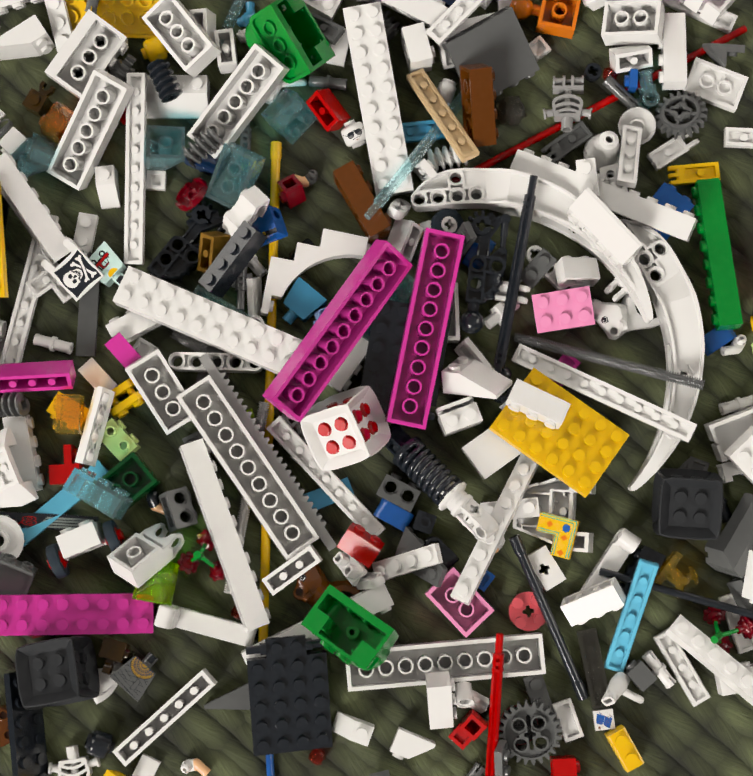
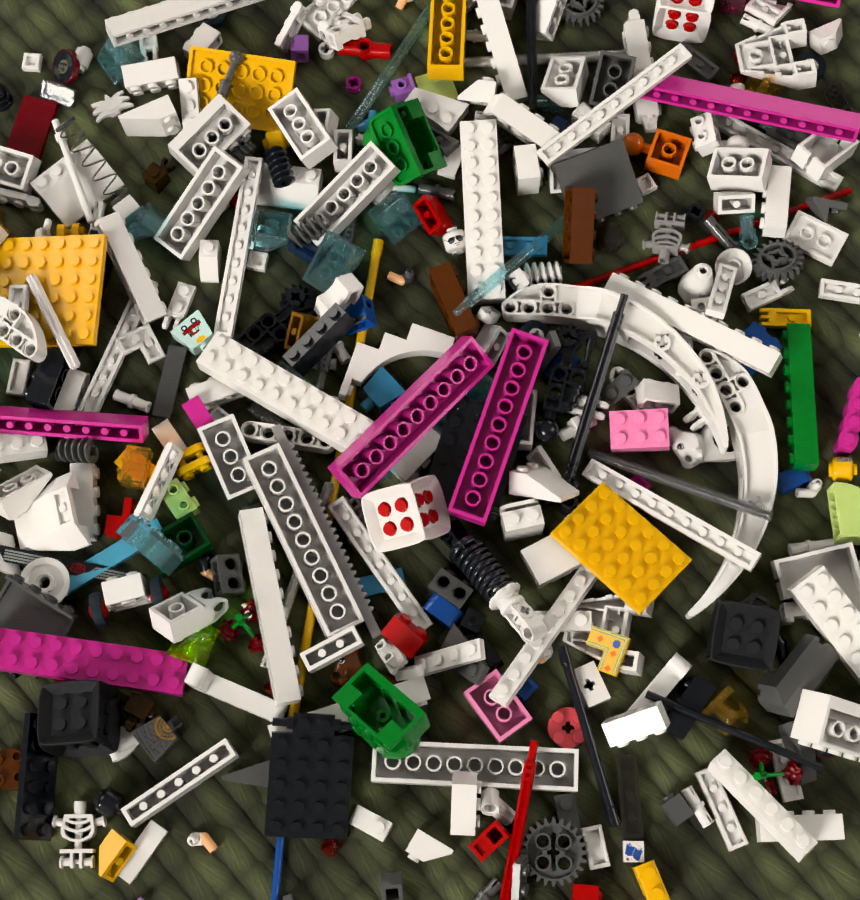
camera: 10 degrees right, 10 degrees down
(55, 122) = (169, 194): clear orange brick -> none
(76, 272) = (165, 335): flag -> none
(191, 194) = (289, 277): dark red tile -> none
(254, 295) = (335, 377): white tile -> none
(291, 191) = (386, 286): dark red brick -> none
(442, 115) = (543, 232): tan tile -> none
(447, 89) = (548, 214): white brick -> none
(537, 404) = (601, 515): white brick -> none
(587, 175) = (677, 305): white plate -> none
(604, 229) = (688, 352): white slope -> none
(617, 687) = (652, 818): white piece -> none
(631, 80) = (732, 223): blue plate -> none
(631, 615) = (673, 744): medium azure tile -> none

